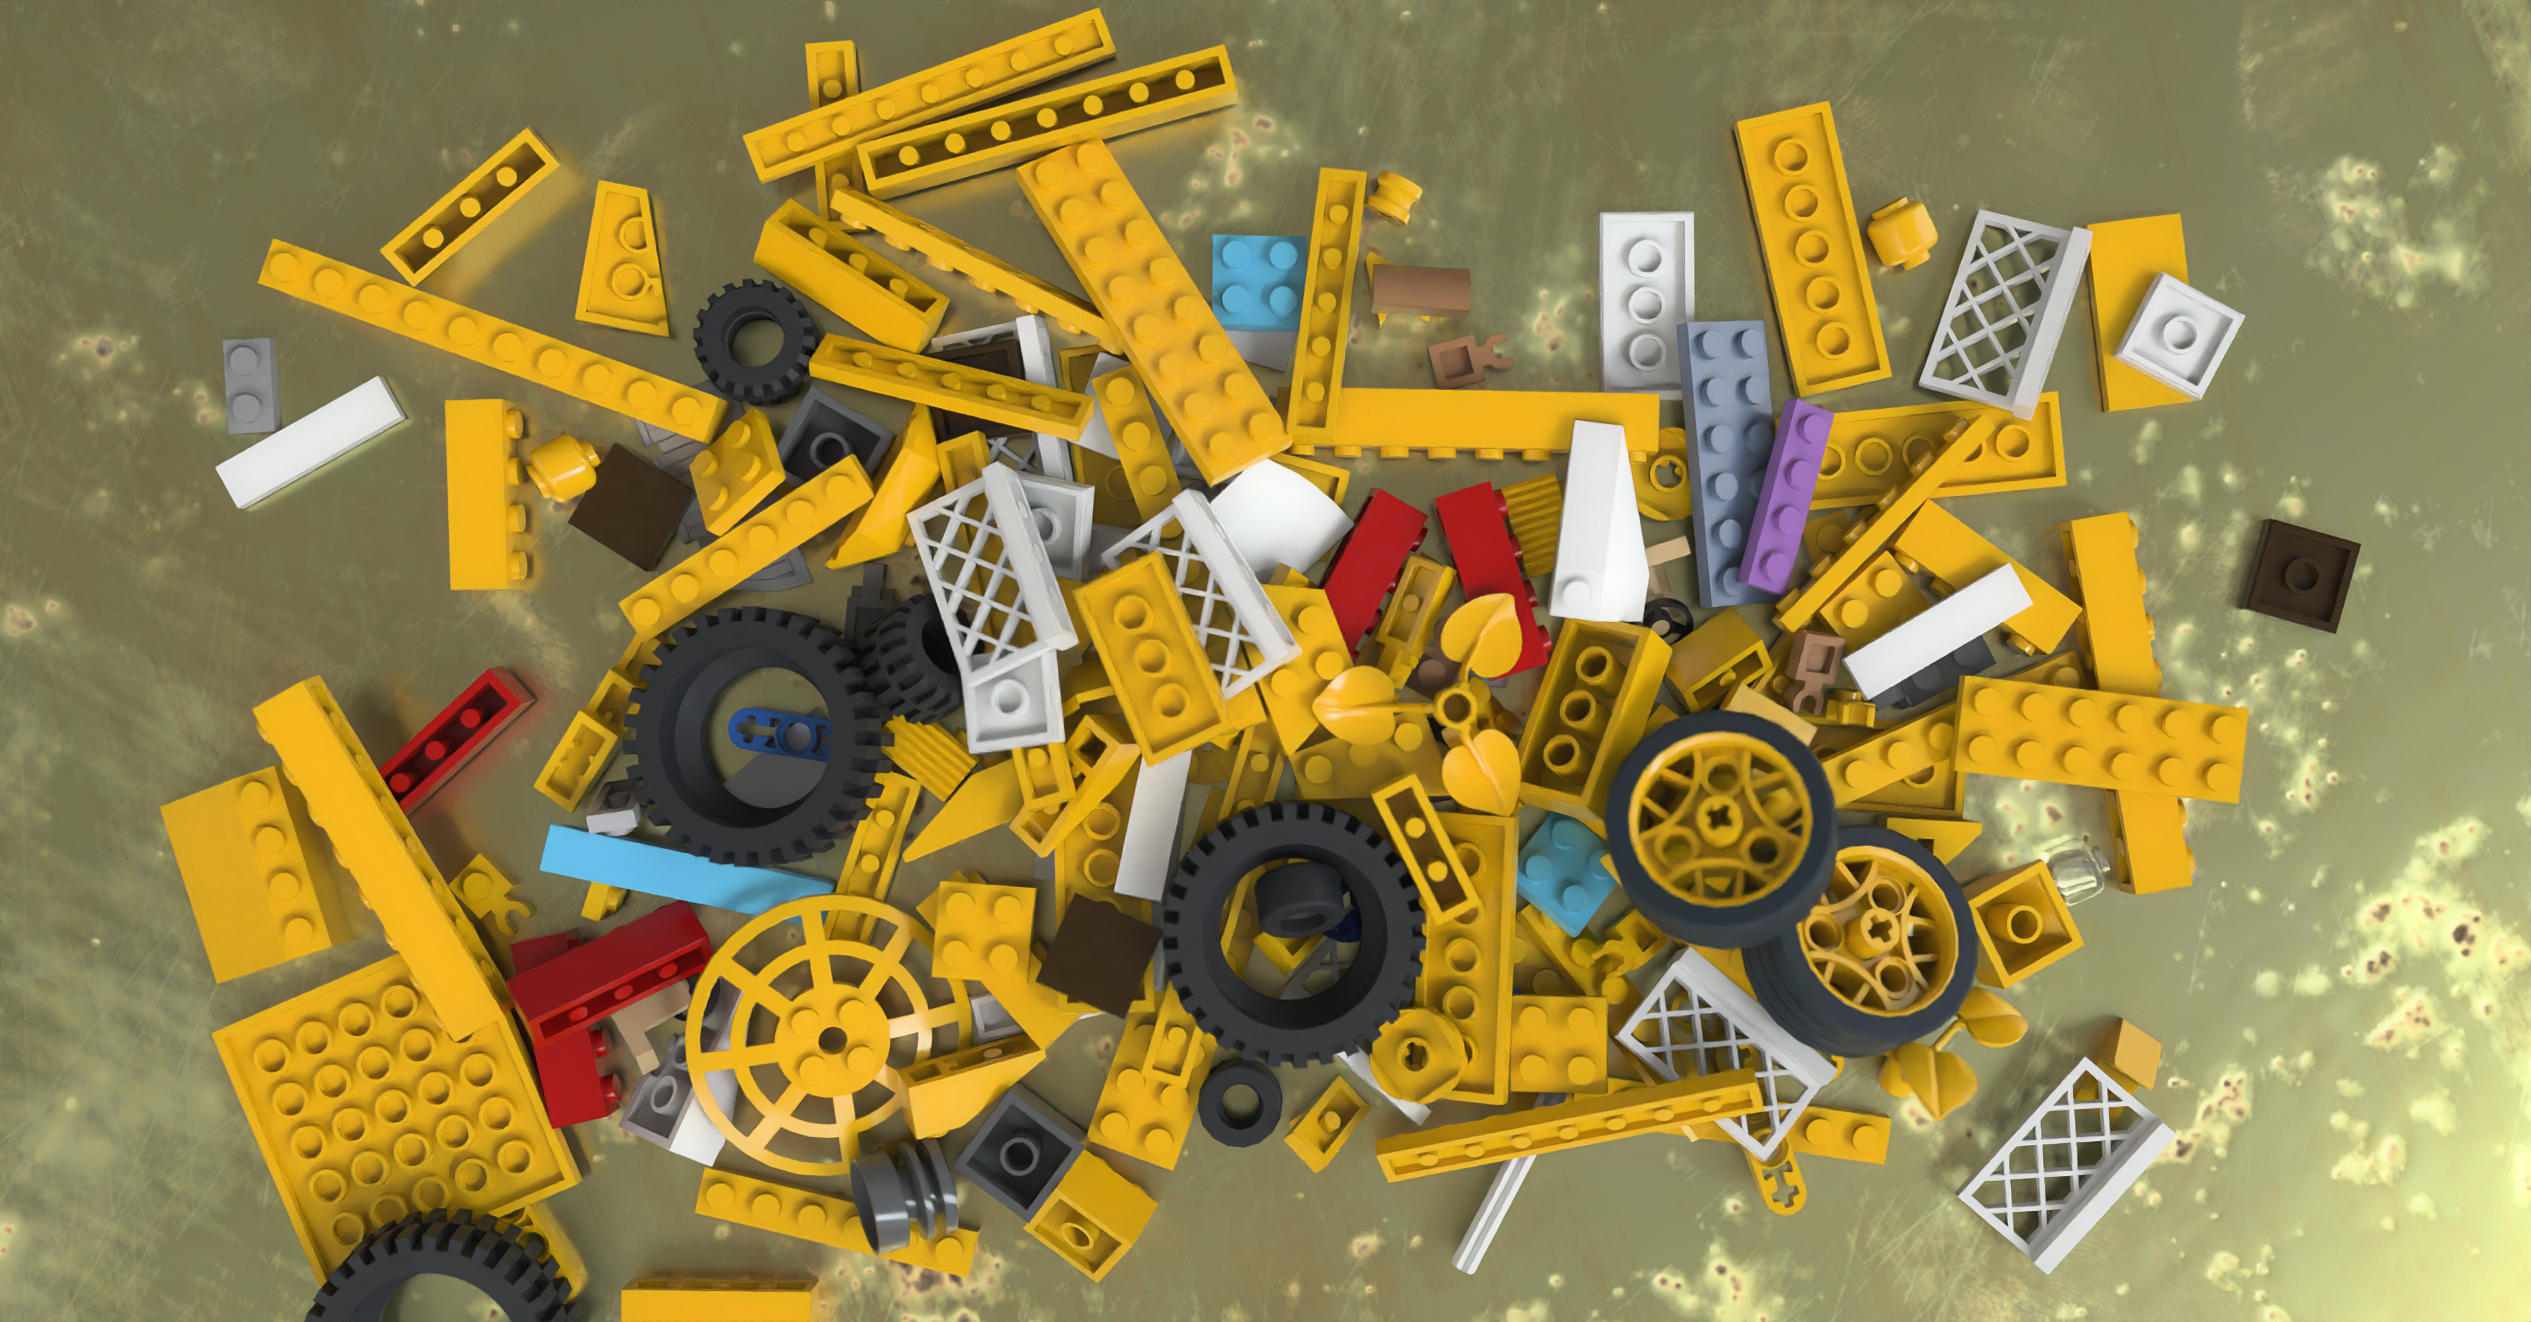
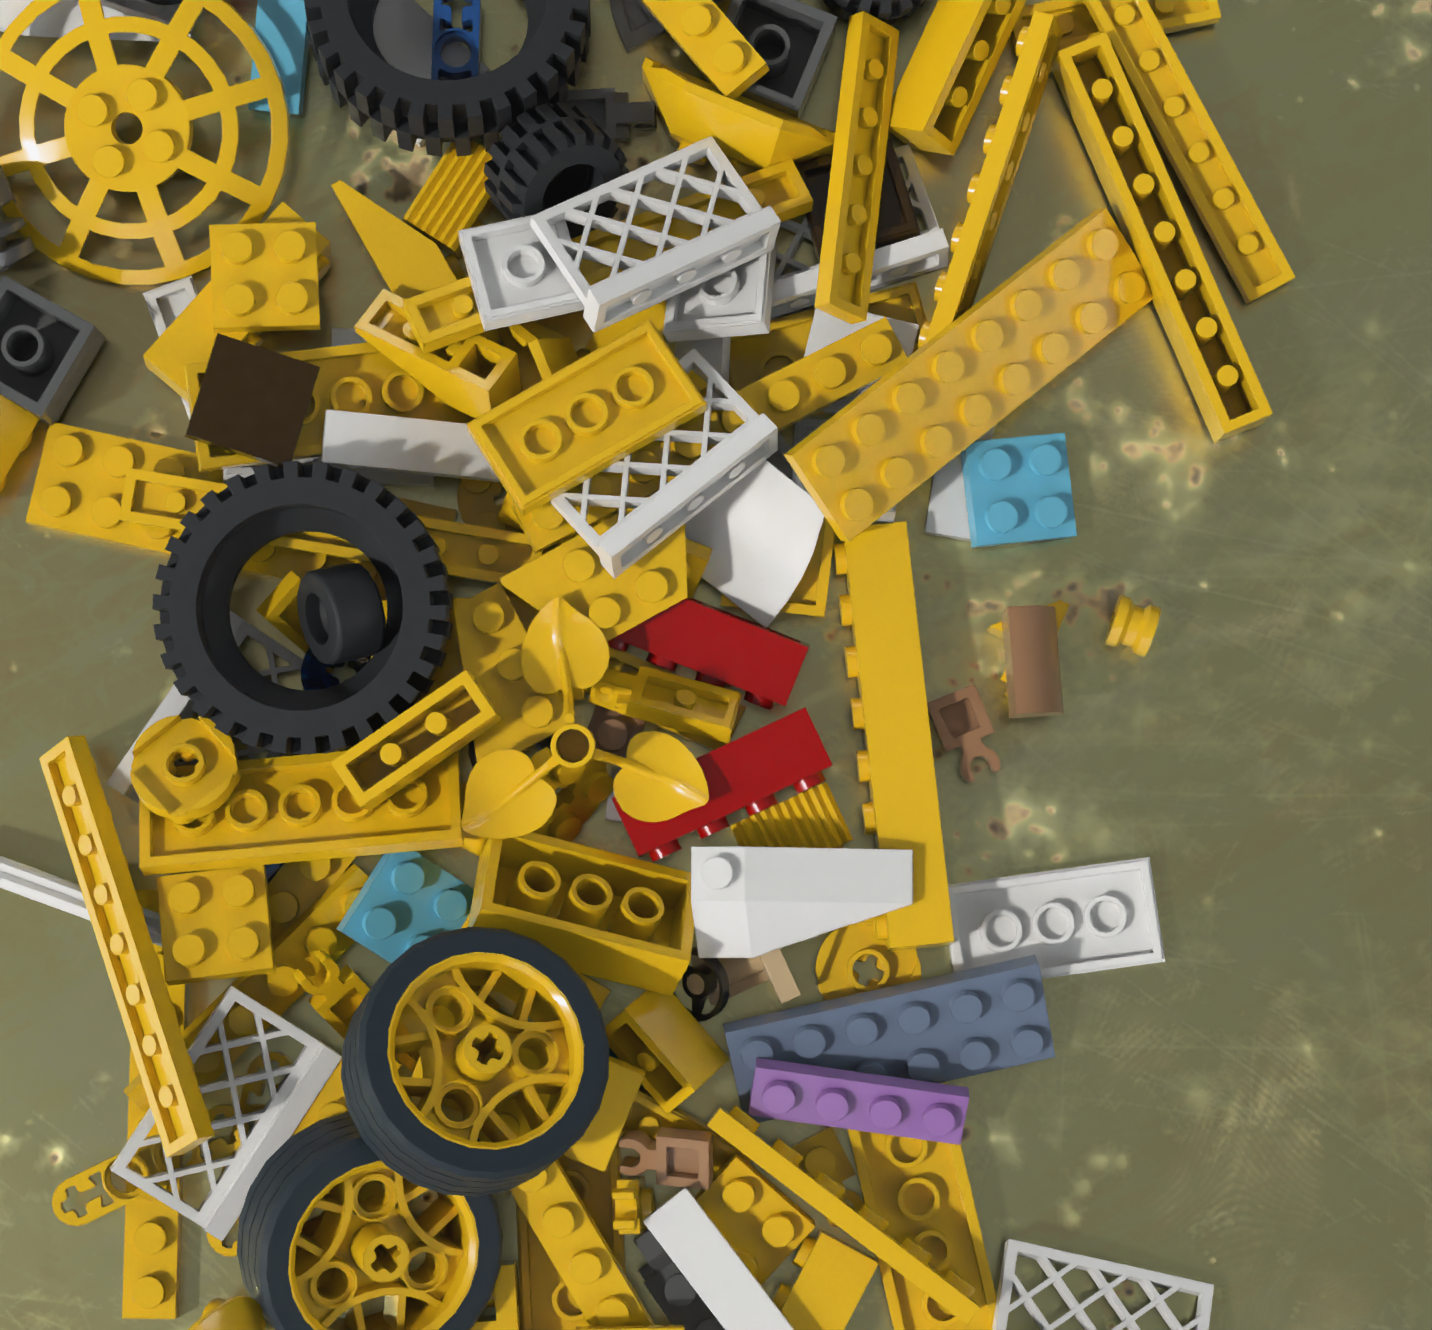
camera: 80 degrees right, 5 degrees down
(874, 854) = (336, 153): yellow plate -> none
(958, 1086) = (94, 275): yellow slope -> none
(1230, 1130) = (77, 577): black tyre -> none
(1326, 1123) = (96, 682): yellow slope -> none
(1327, 305) = (1002, 564): yellow plate -> none
(1812, 249) = (1140, 1100): yellow plate -> none
(1902, 233) = (1173, 1198): yellow head -> none

